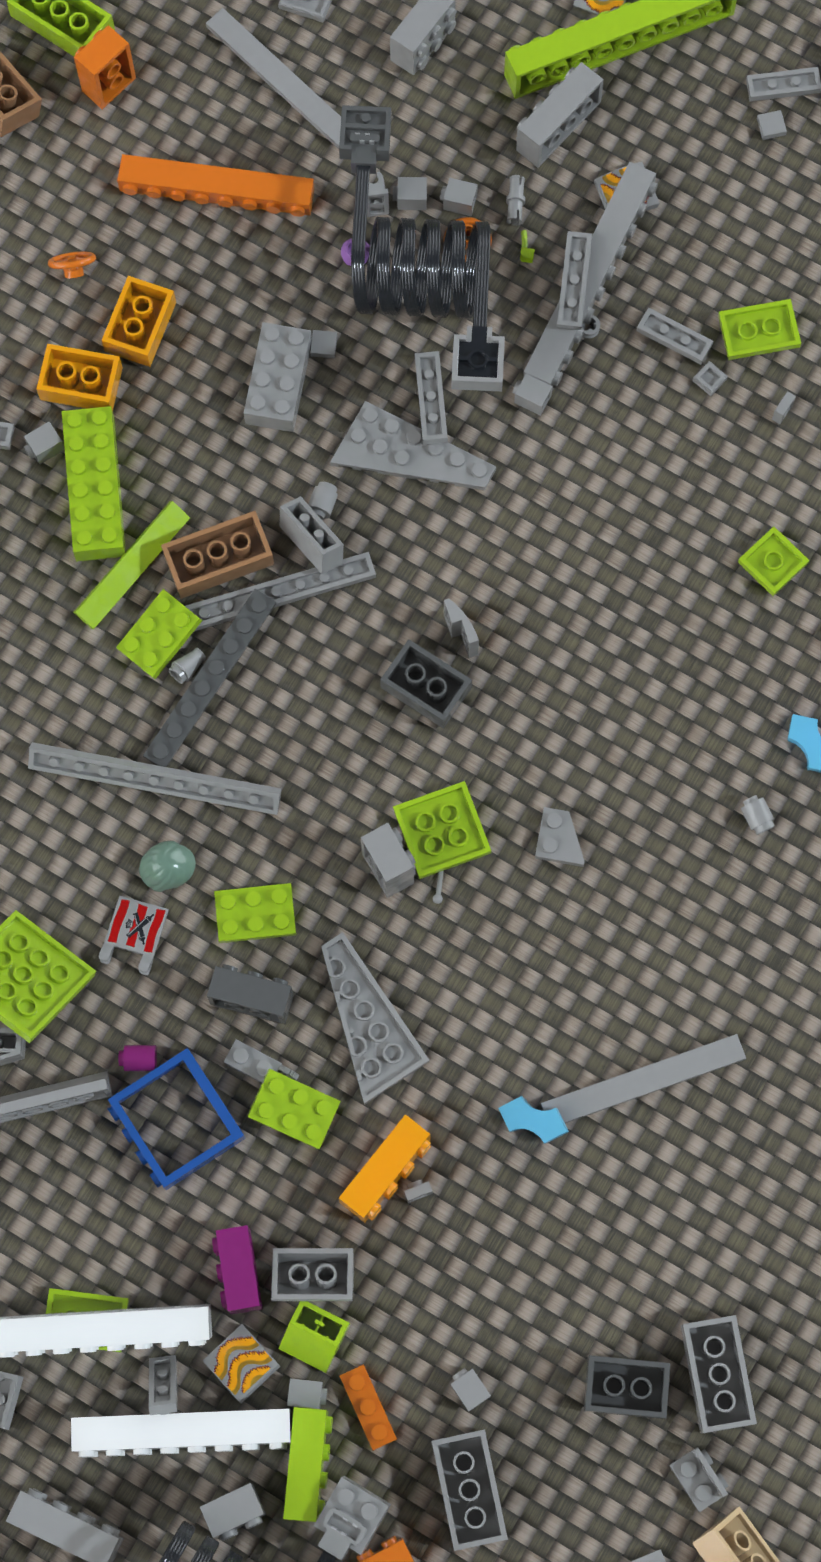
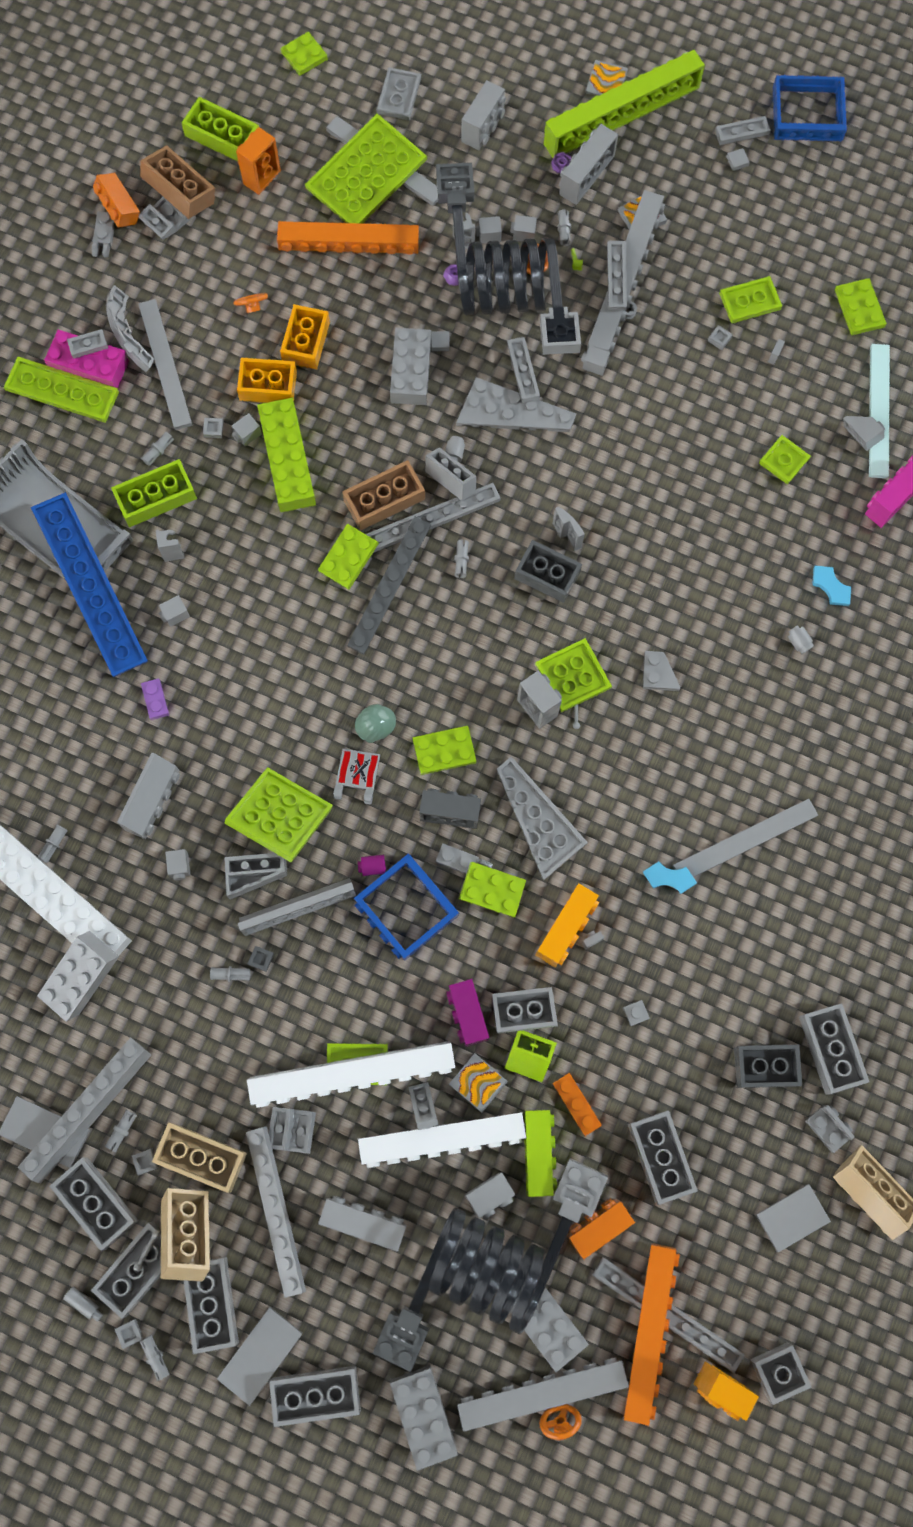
camera: 10 degrees left, 0 degrees up
(131, 565) = (321, 510): lime tile -> none
(154, 778) = (357, 660): light grey plate -> none
(186, 666) = (370, 578): light grey cone -> none
(252, 93) = (366, 171): none -> lime plate
(306, 1394) = (530, 1100): light grey brick -> none
(312, 652) = (461, 558): none -> light grey pin
(463, 1296) = (636, 1013): none -> light grey plate
(469, 1389) = (651, 1081): light grey brick -> none
(521, 100) = (558, 159): none -> medium lavender plate
(674, 336) = (691, 310): light grey plate -> none

